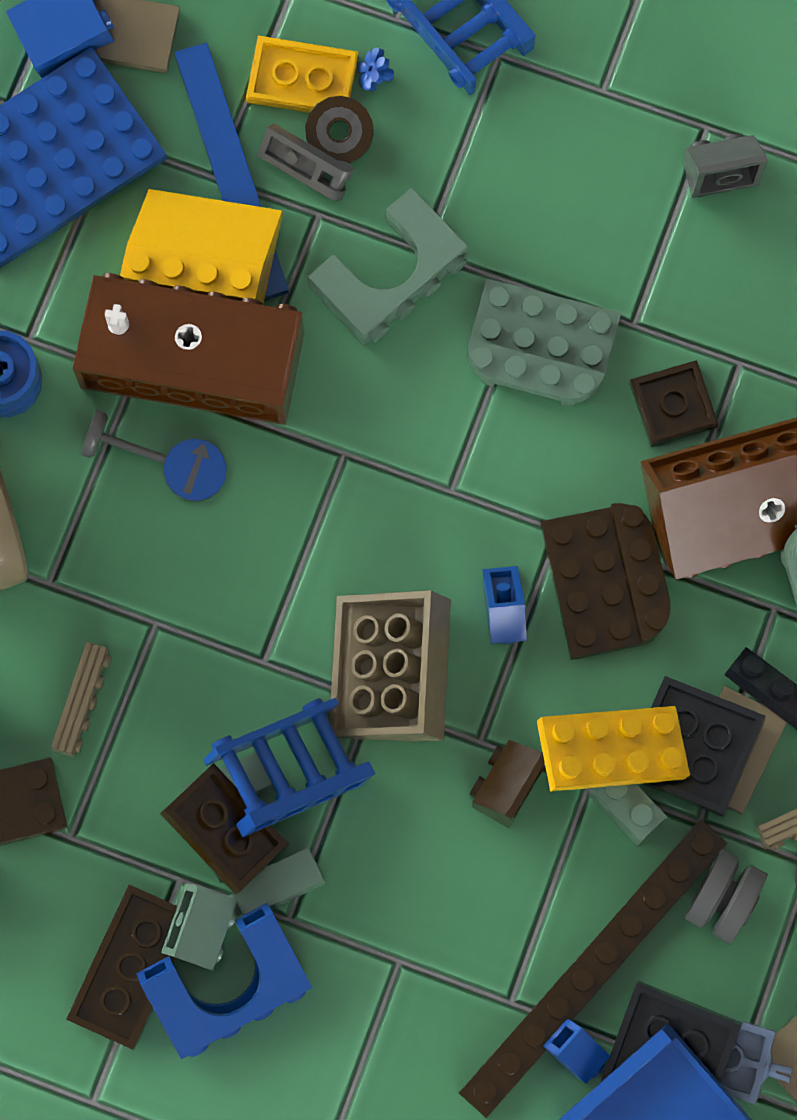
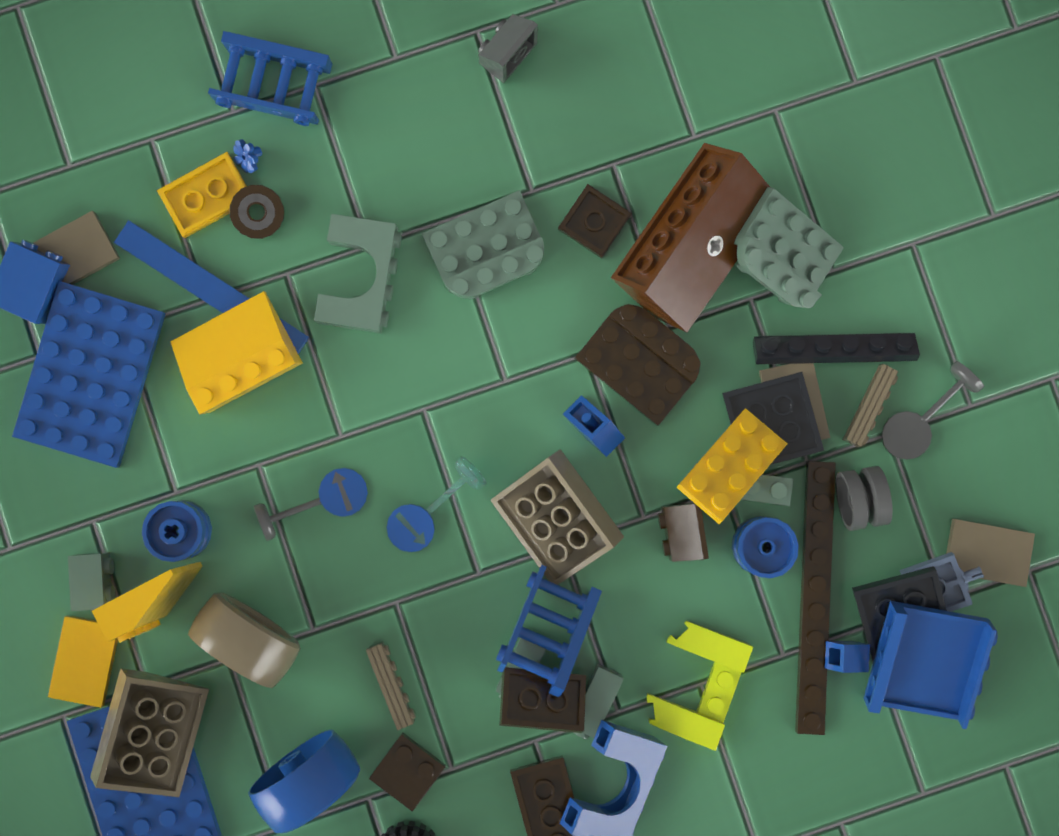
camera: 45 degrees left, 10 degrees up
(189, 348) = (242, 440): reddish brown piece -> none
(200, 926) = (574, 765): sand green brick -> none
(237, 558) = (413, 527): none -> piece
(305, 162) = (252, 248): dark grey plate -> none
(450, 958) = (706, 723): none -> neon yellow wedge
(579, 887) = (780, 541): none -> blue wheel

